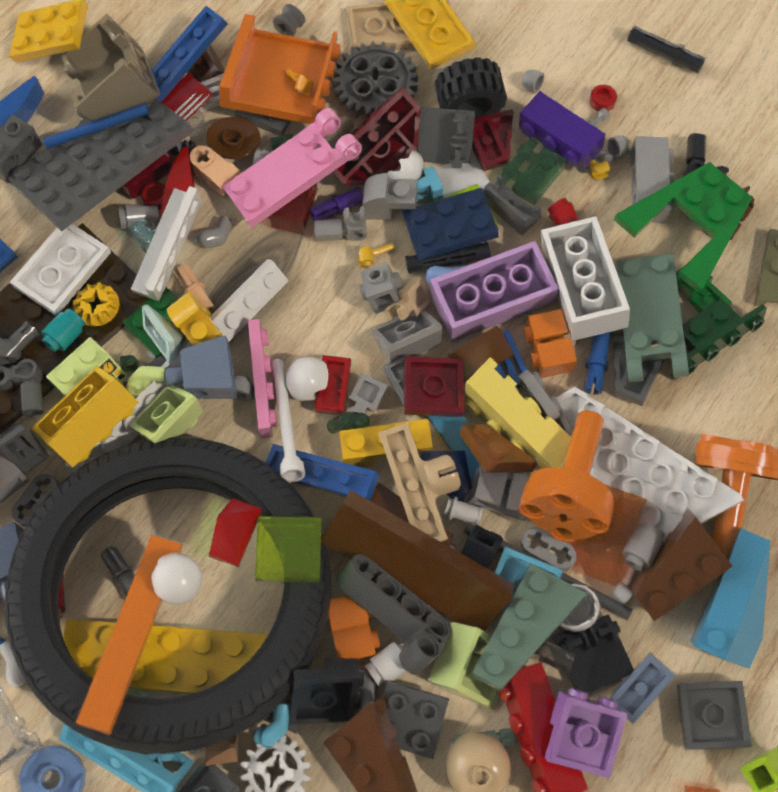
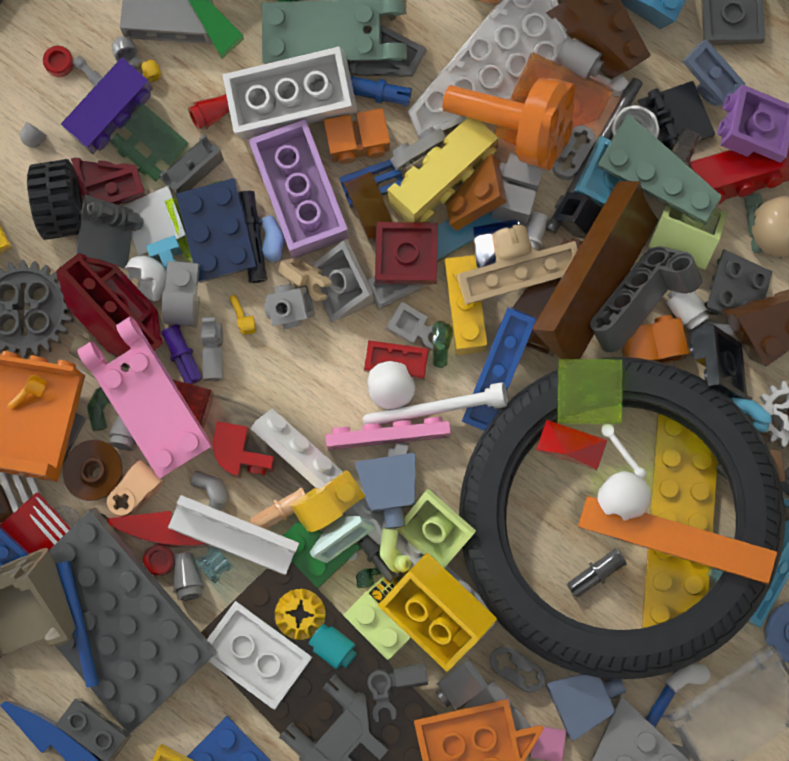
camera: 85 degrees left, 10 degrees up
(247, 246) = (230, 449): none -> red brick
(247, 567) = (608, 432): none -> white hinge

